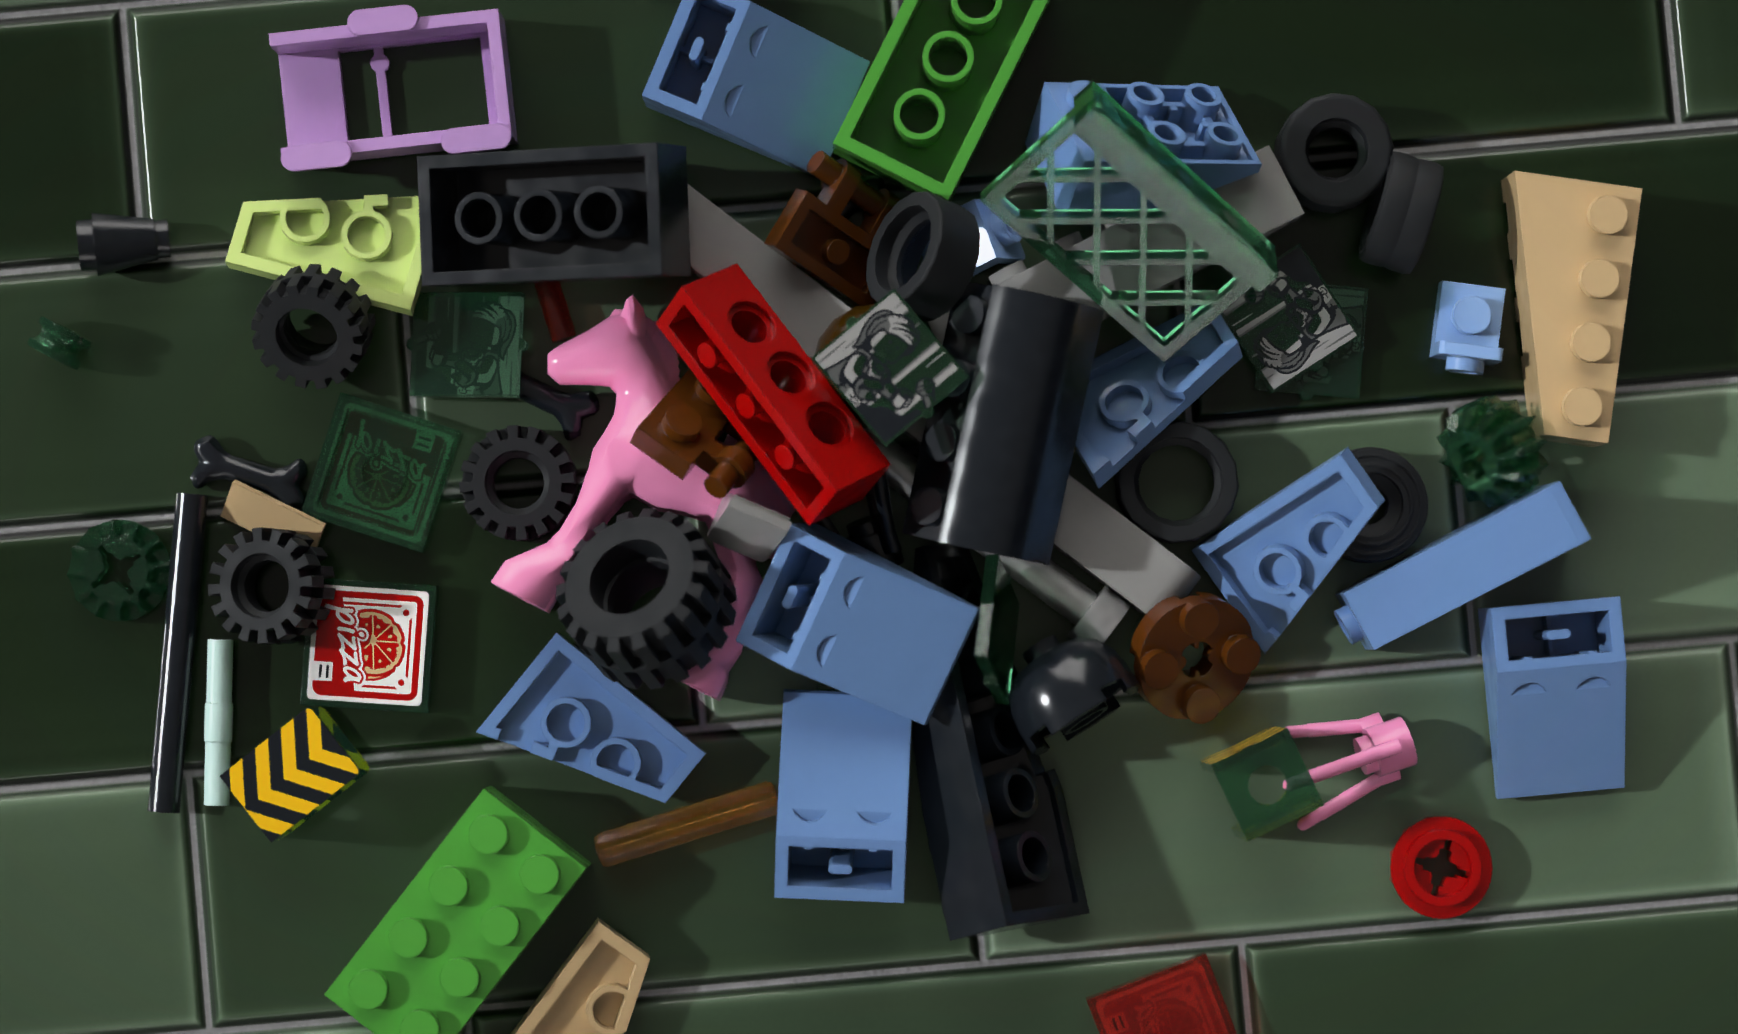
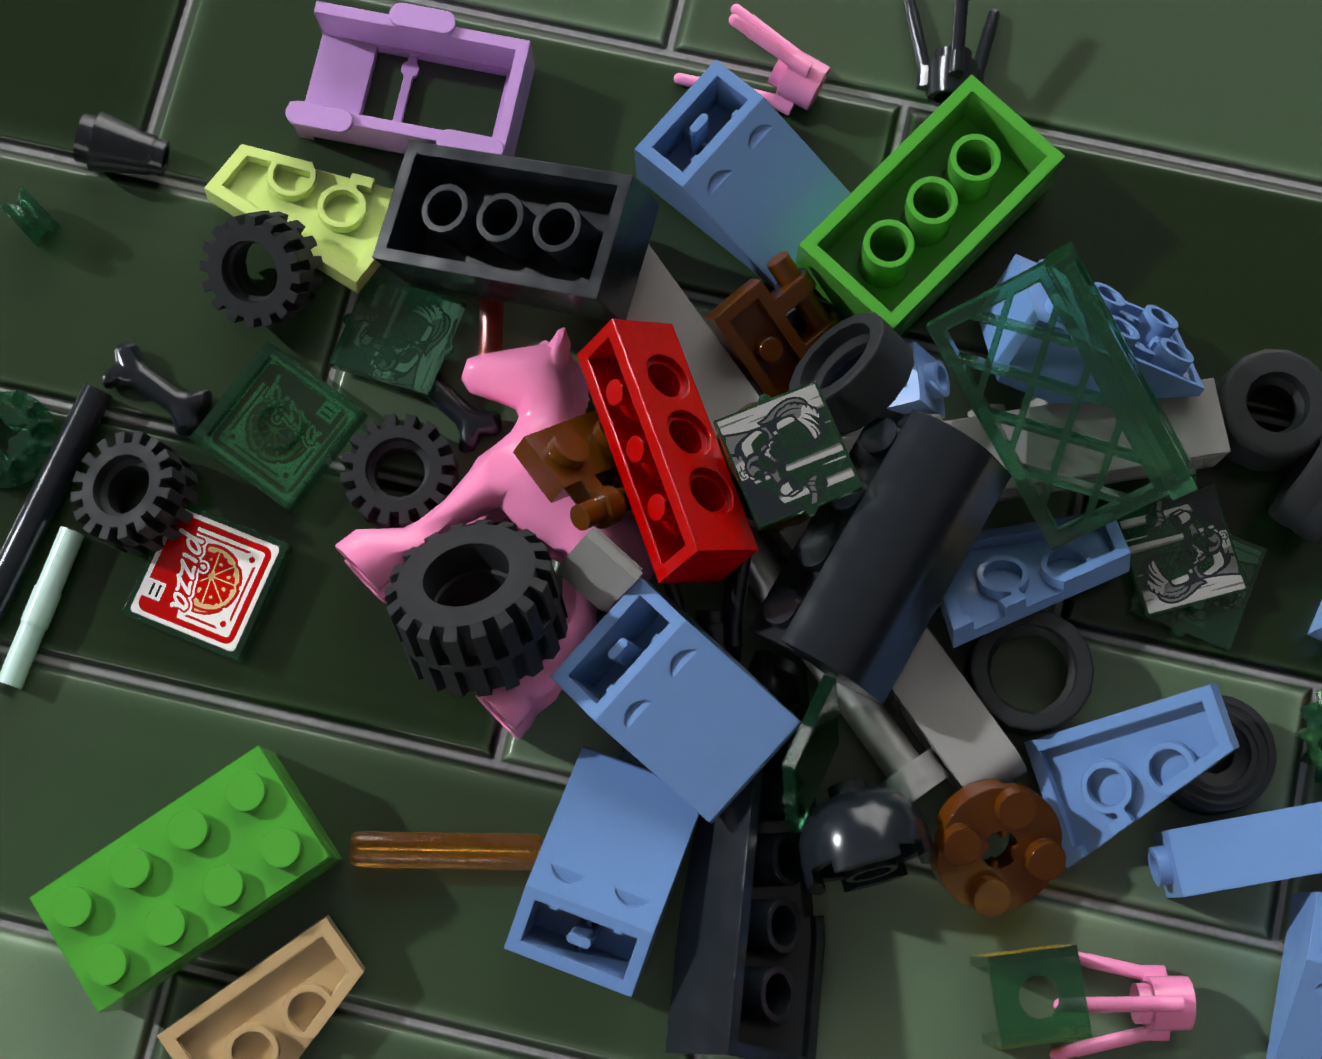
camera: 25 degrees right, 10 degrees down
(256, 510) = (147, 416): tan window -> none
(295, 772) = (89, 675): piece -> none
(588, 722) = (388, 723): medium blue wing -> none

